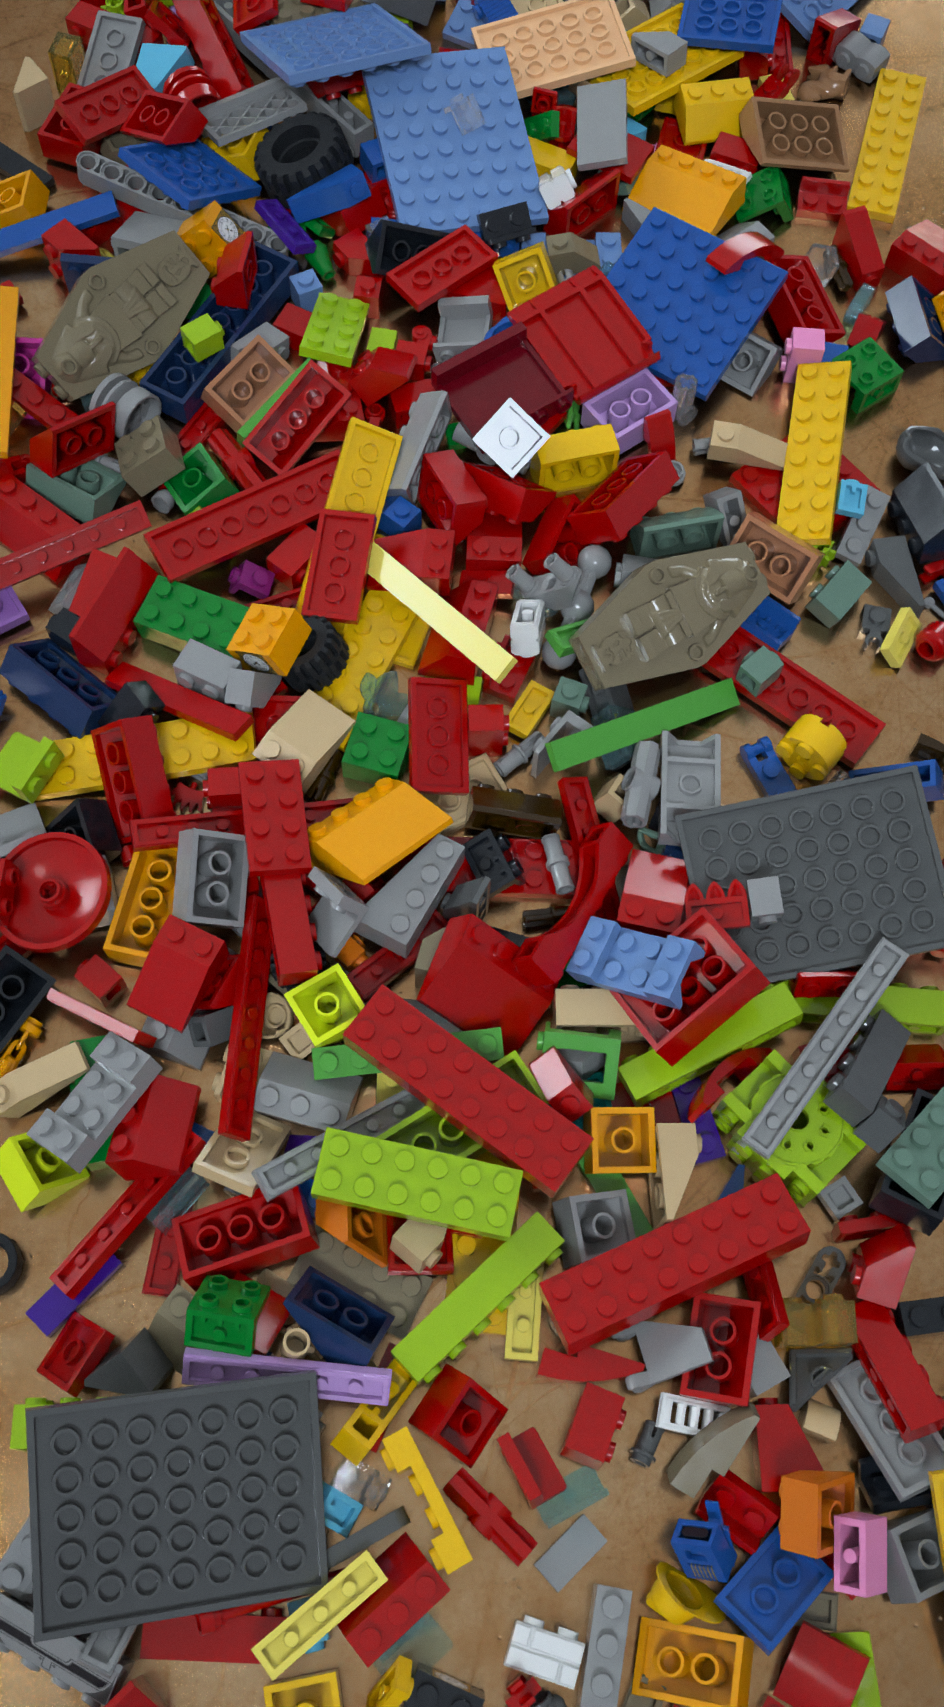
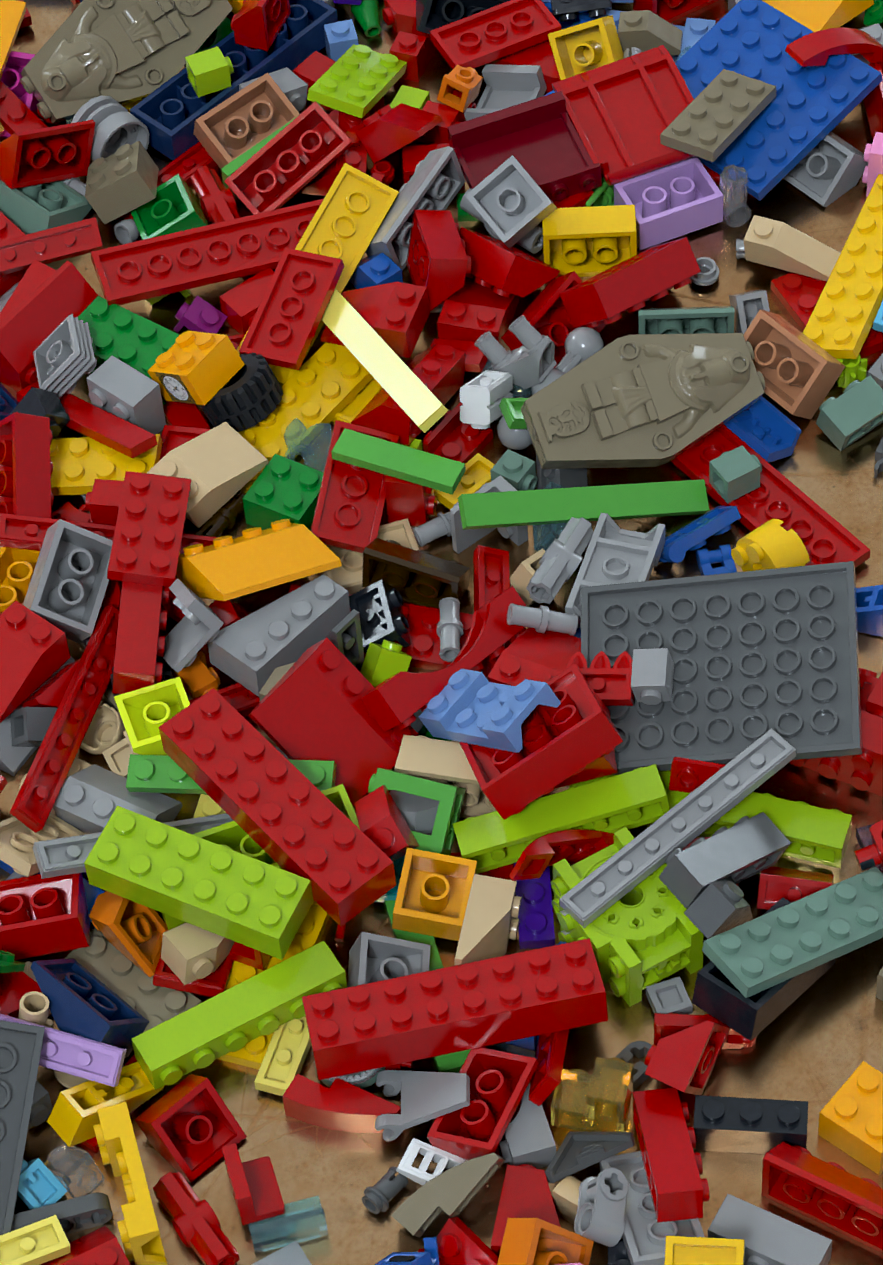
camera: 20 degrees right, 15 degrees down
(145, 644) = (65, 357): none -> light grey brick
(250, 688) = (163, 411): light grey slope -> none
(428, 318) = (464, 80): none -> orange brick
(477, 710) = (398, 461): none -> bright green tile
(511, 912) = (384, 661): none -> lime brick
(593, 1426) = (329, 1158): red brick -> none
(643, 849) = (542, 619): none -> light grey pin
(659, 433) = (694, 223): red slope -> none
(661, 329) = (718, 115): none -> dark tan plate
(740, 727) = (694, 534): none -> blue plate
(855, 1442) = (602, 1207): none -> light grey piece

